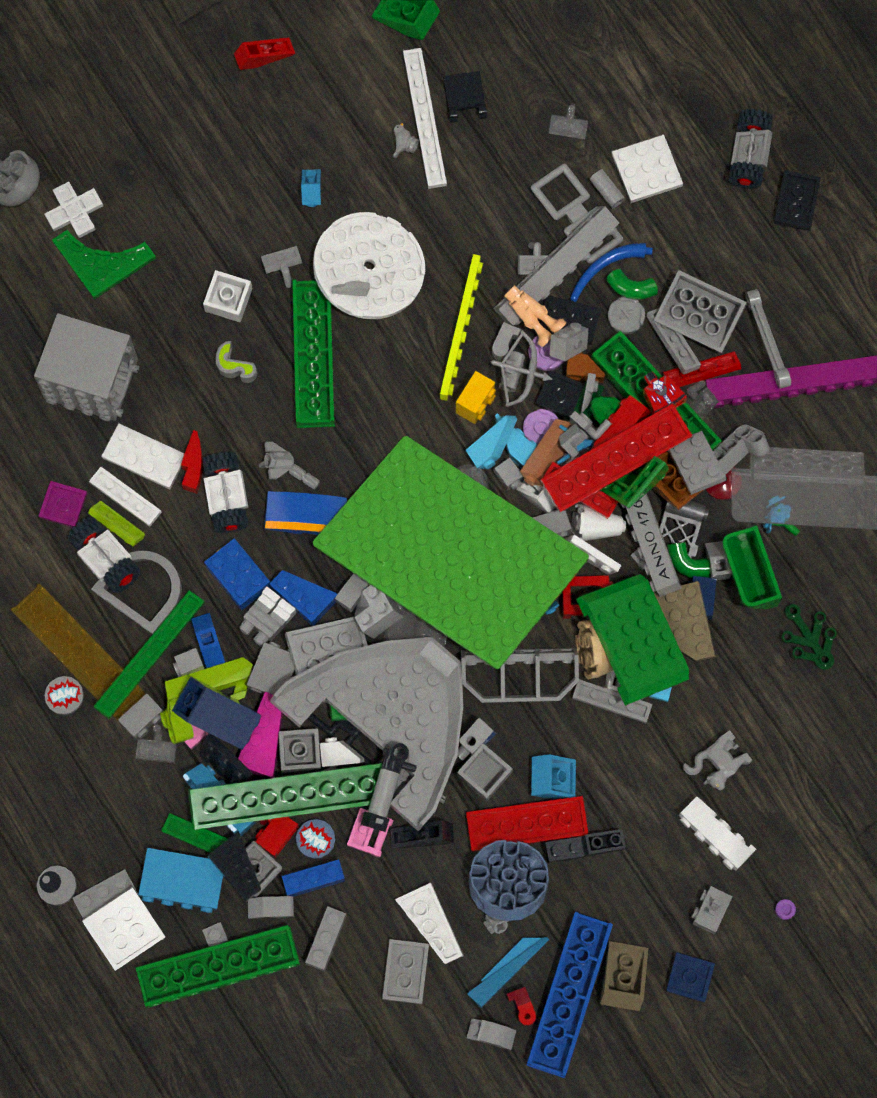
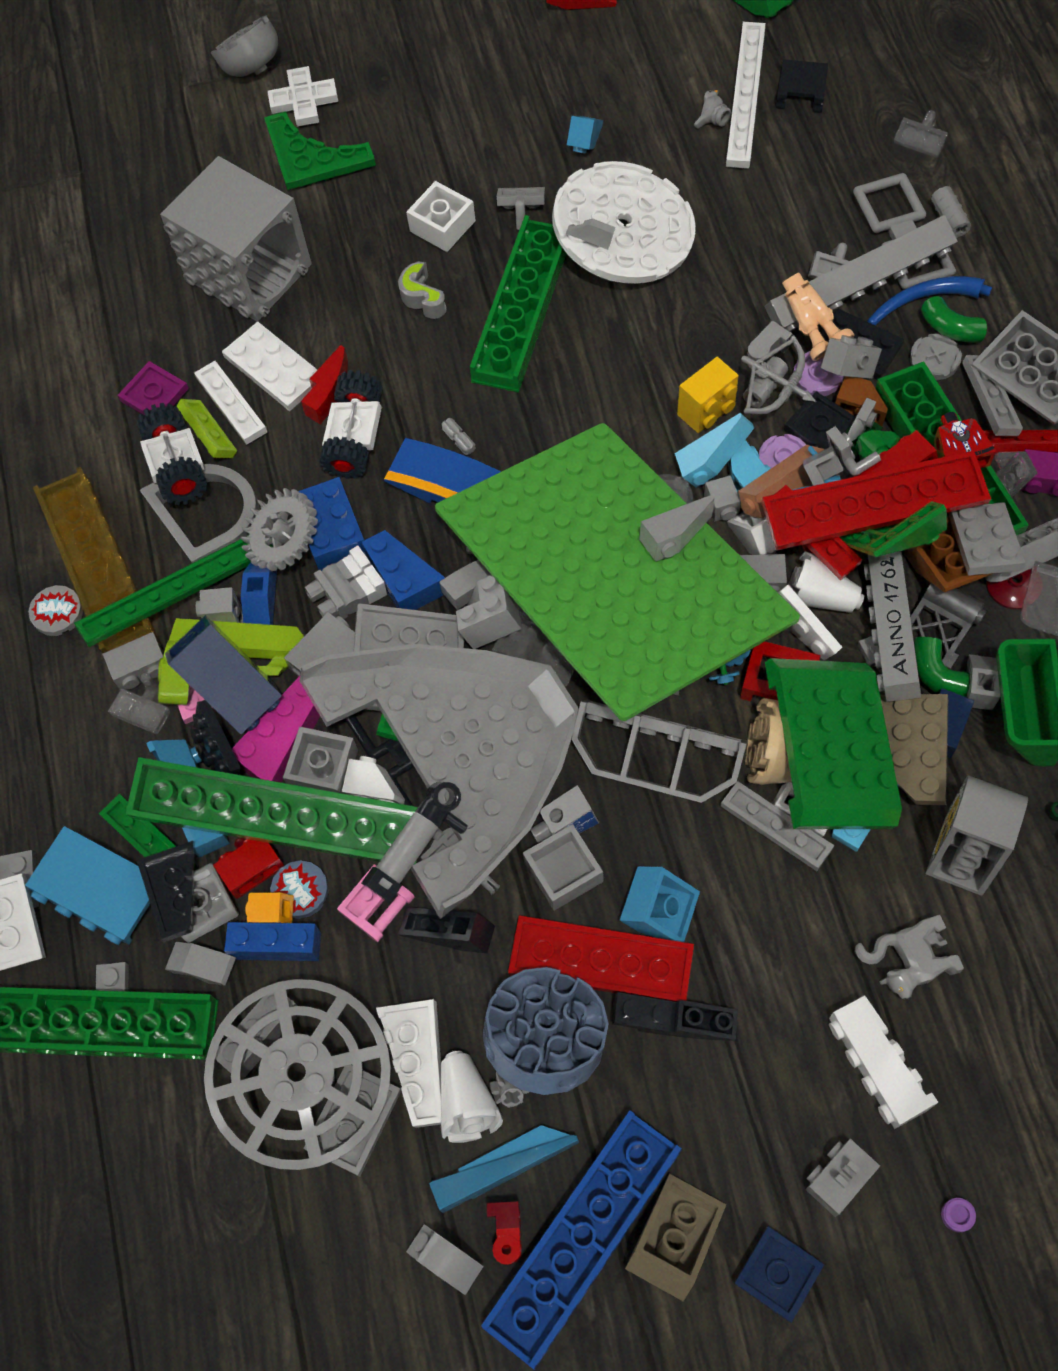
camera: 25 degrees right, 10 degrees down
(196, 595) = (273, 527): none -> light grey gear
(278, 460) = (429, 406): light grey brick -> none
(303, 858) = (269, 908): none -> light orange brick
(351, 958) = (309, 1091): none -> light grey dish
(459, 335) = (713, 321): neon yellow plate -> none
(472, 937) = (465, 1100): none -> white cone
(484, 519) = (672, 530): none -> light grey slope
(647, 168) = (1008, 204): white plate -> none
(739, 673) = (977, 835): none -> light grey brick

